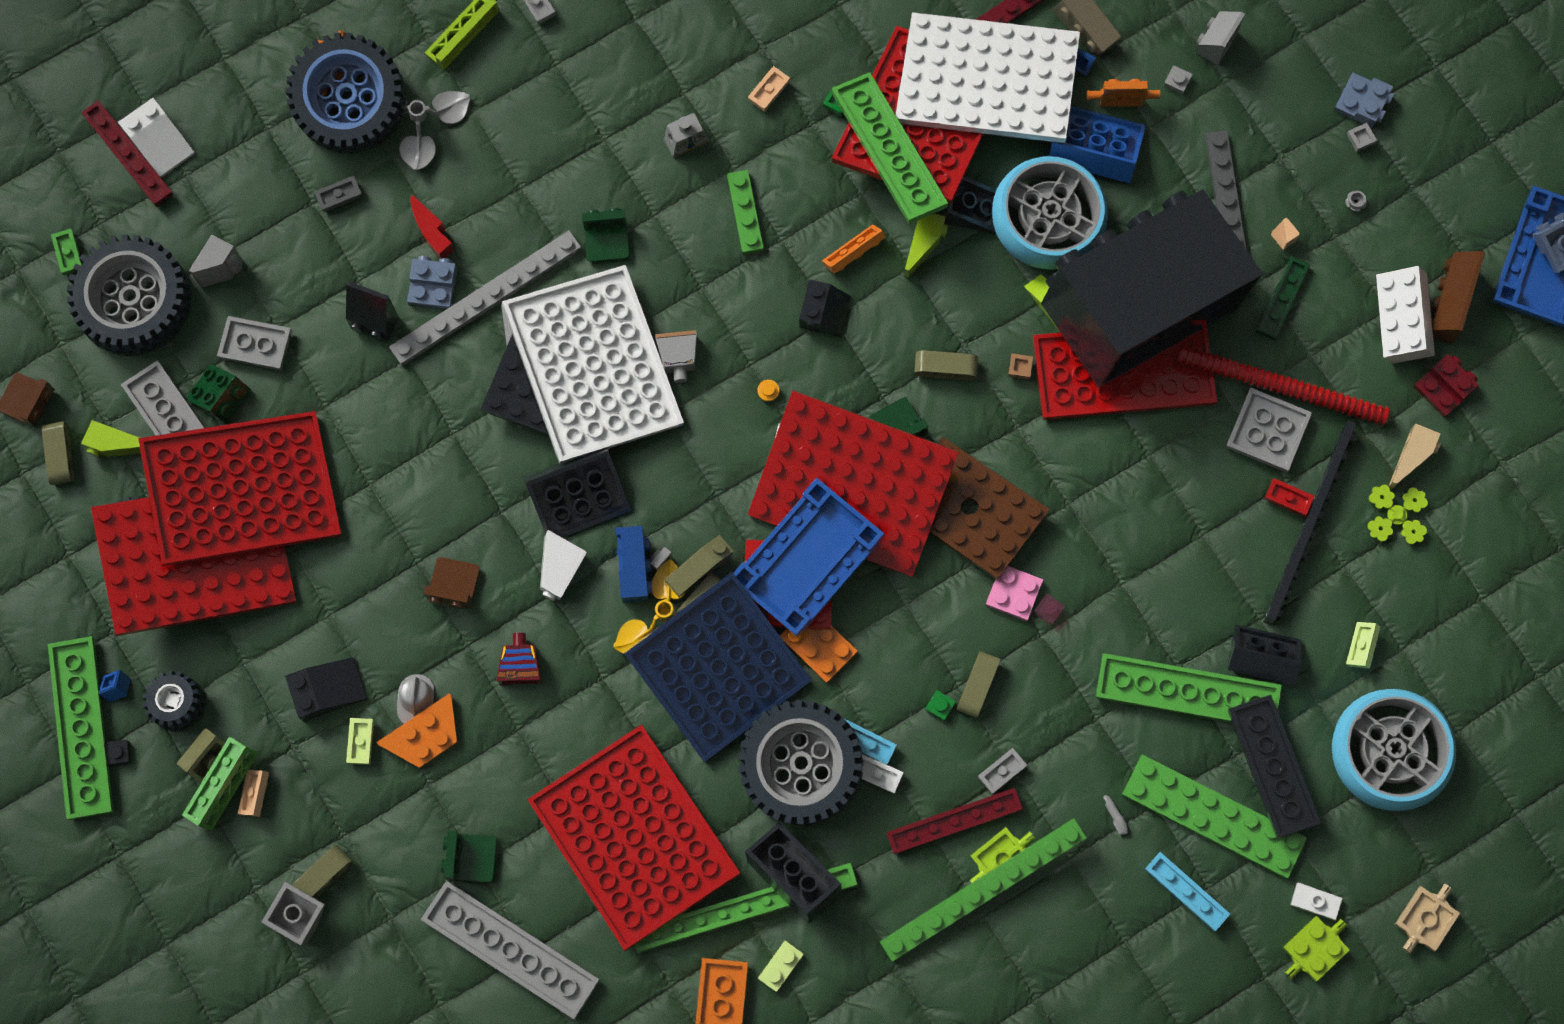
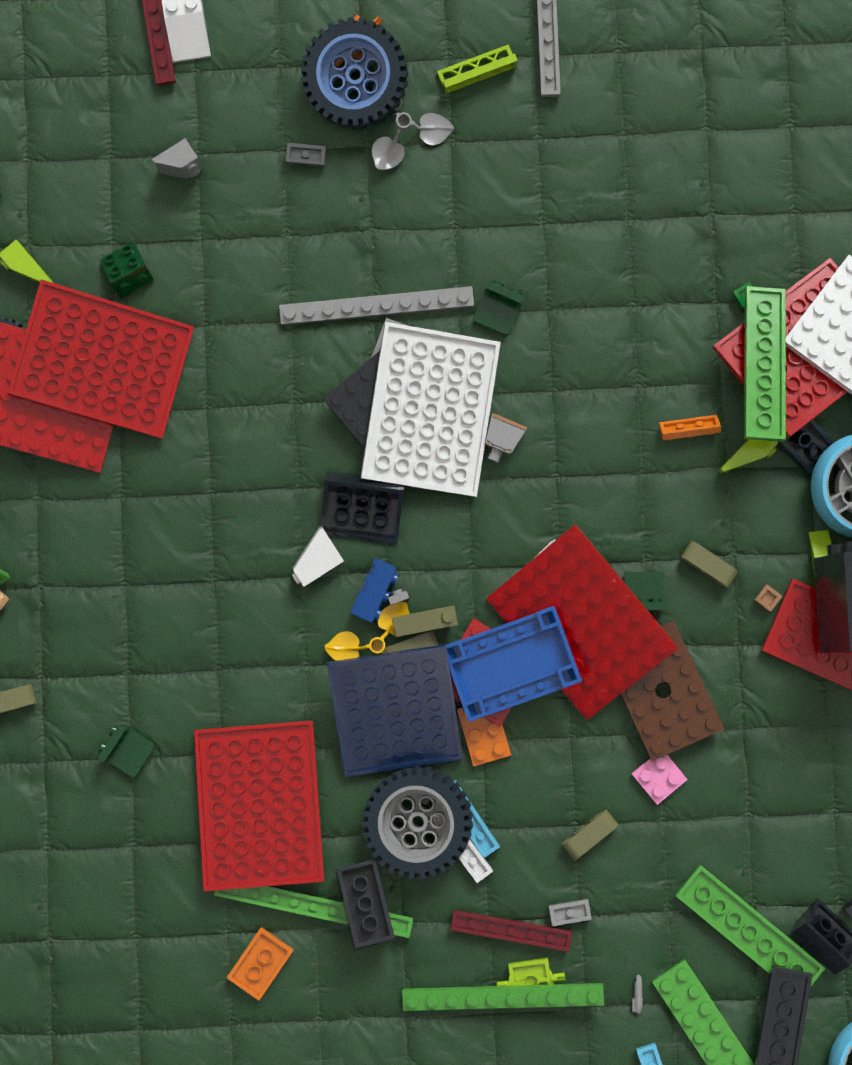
camera: 25 degrees right, 10 degrees up
(66, 251) = (68, 86): bright green plate -> none
(111, 268) = (95, 119): wheel -> none
(160, 401) = (78, 255): light grey plate -> none
(254, 343) = (175, 243): light grey plate -> none
(325, 688) = (86, 555): black slope -> none
(360, 741) = (91, 612): yellowish green plate -> none
(370, 311) = (277, 271): black slope -> none
(414, 696) = (151, 602): light grey piece -> none
(425, 734) = (143, 634): orange wing -> none
(431, 229) = (363, 225): red slope -> none
(432, 282) = (340, 270): sand blue plate -> none
(452, 583) = (227, 526): reddish brown bracket -> none
(510, 950) = (120, 838): light grey plate -> none
(519, 663) = (245, 618): torso -> none
(684, 135) = (607, 257): light grey torso -> none
(745, 212) = (620, 347): bright green plate -> none
(768, 390) = (557, 506): light orange plate -> none
(769, 89) = (696, 254): light nougat plate -> none
(780, 966) = (317, 965): yellowish green plate -> none
(824, 308) = (639, 464): black slope -> none
(940, 705) = (551, 833): green plate -> none
(1049, 609) = (679, 805): clear pink plate -> none

